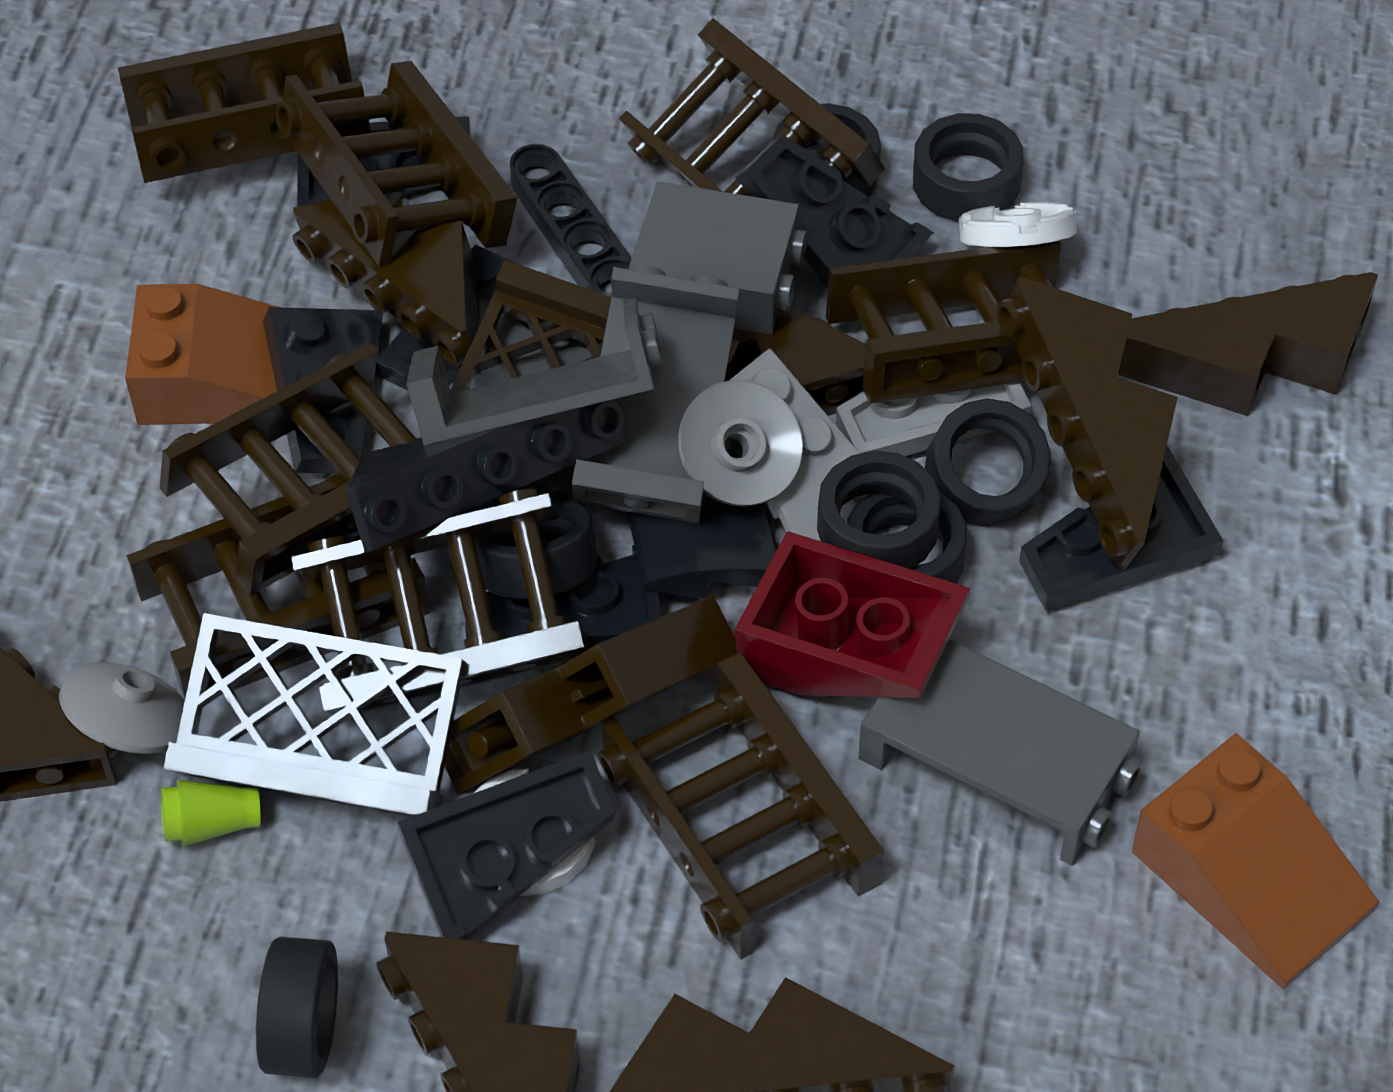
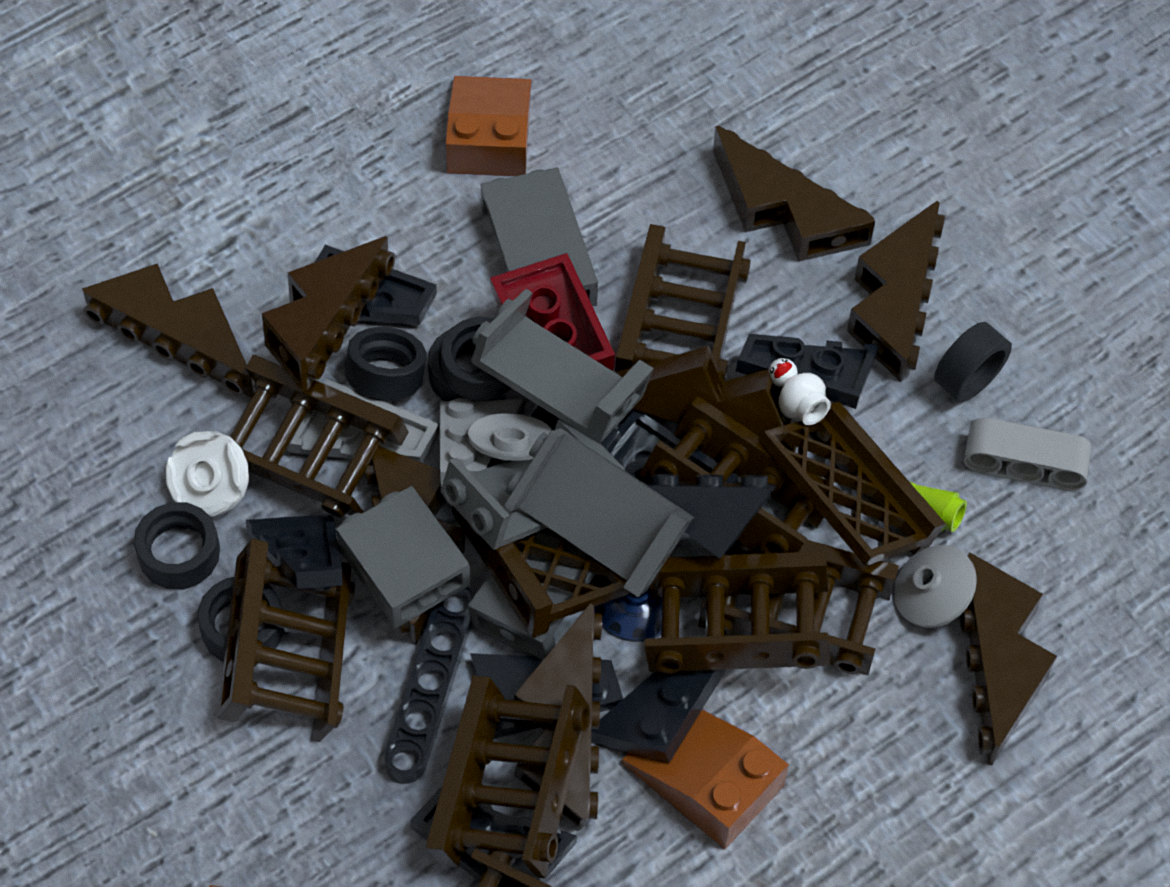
camera: 140 degrees left, 5 degrees up
(135, 967) = (1028, 454): none -> light grey beam
(462, 751) = (801, 394): none -> white animal
(762, 526) = (556, 372): none -> dark grey panel

